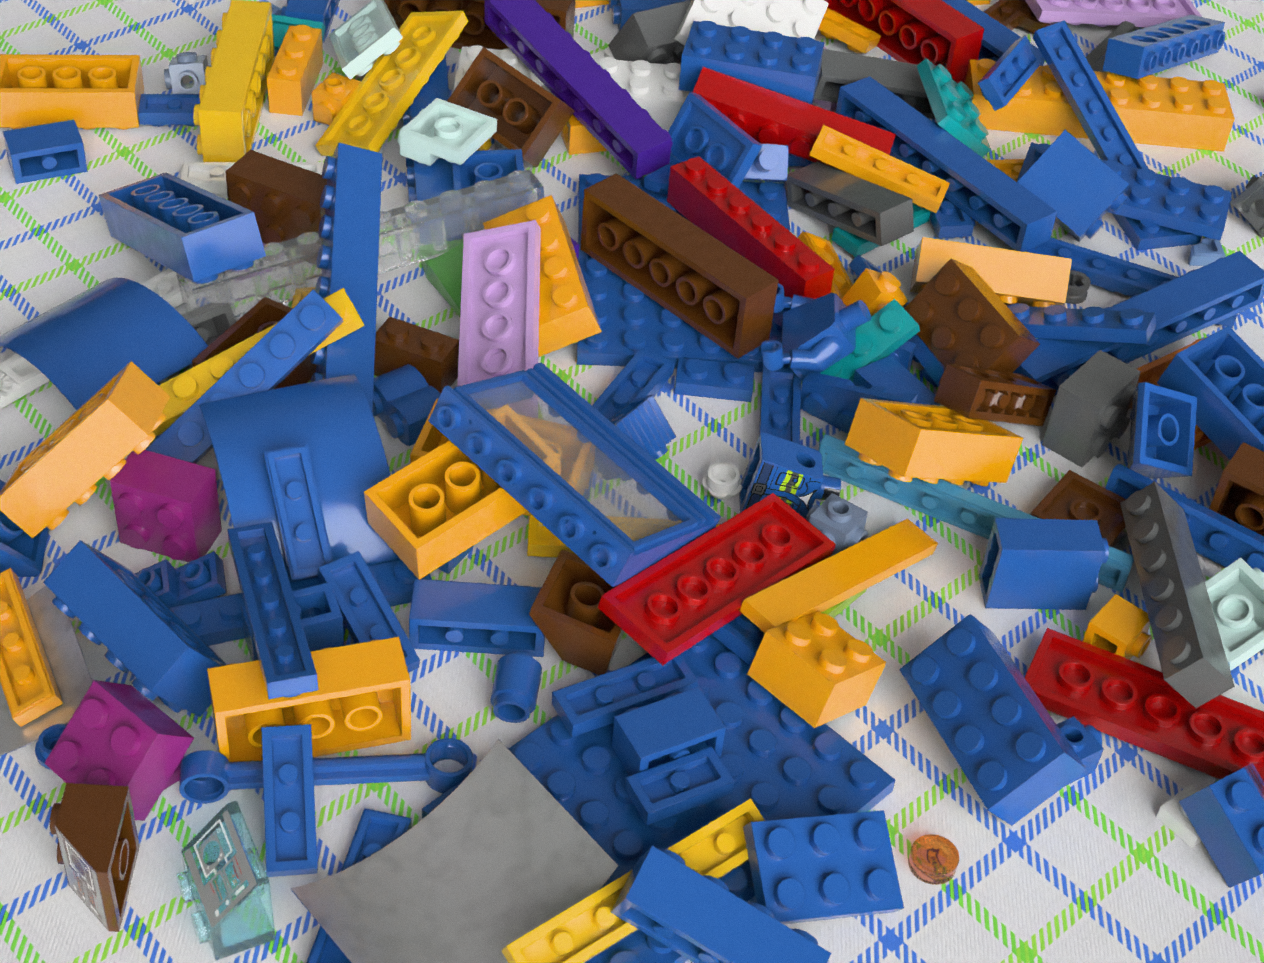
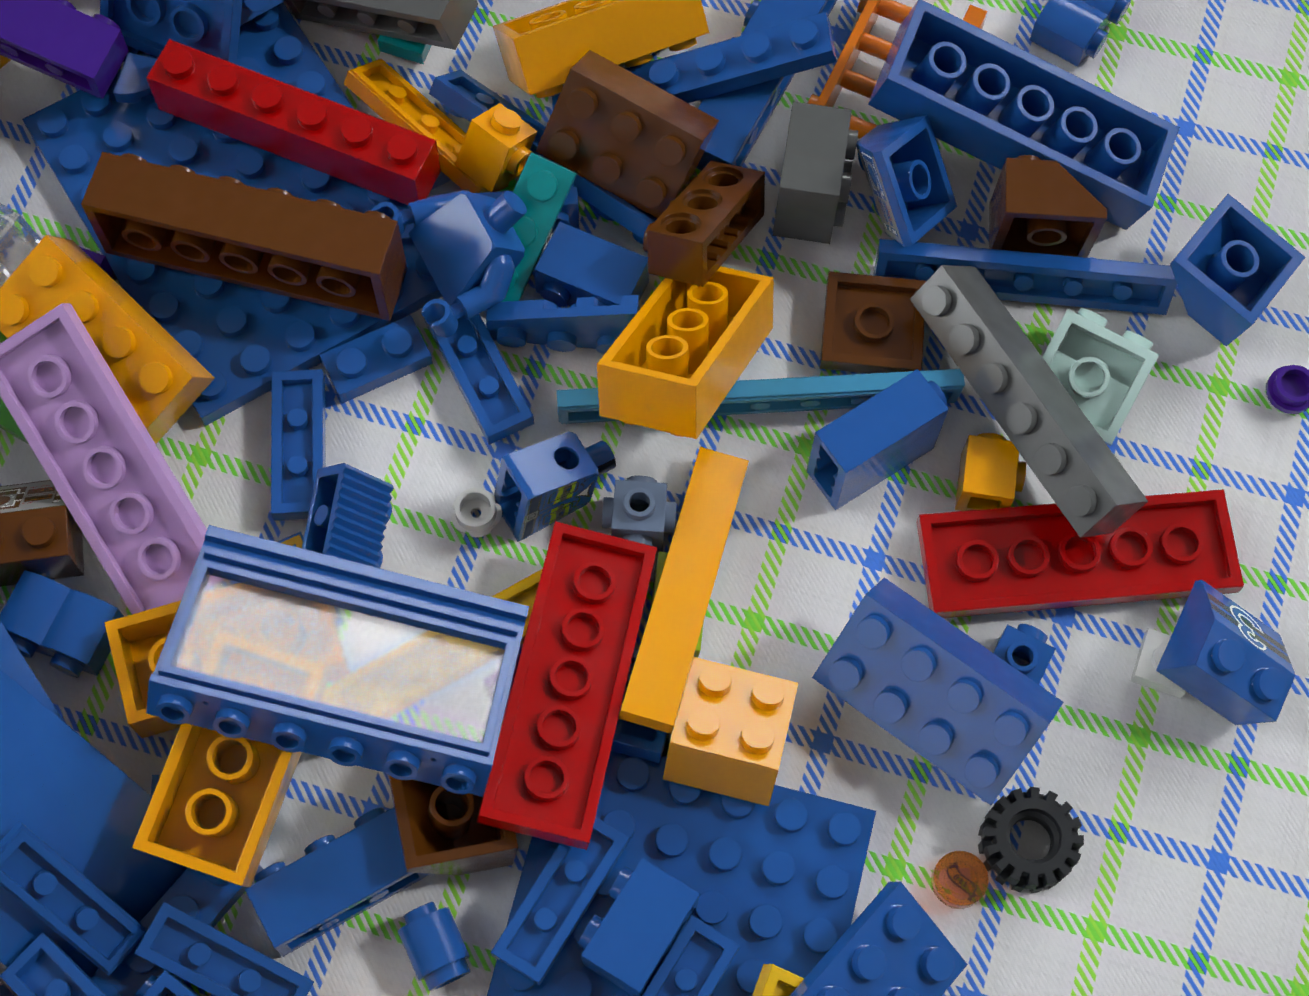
camera: 30 degrees left, 25 degrees up
(1003, 881) = (1053, 817): none -> black tyre

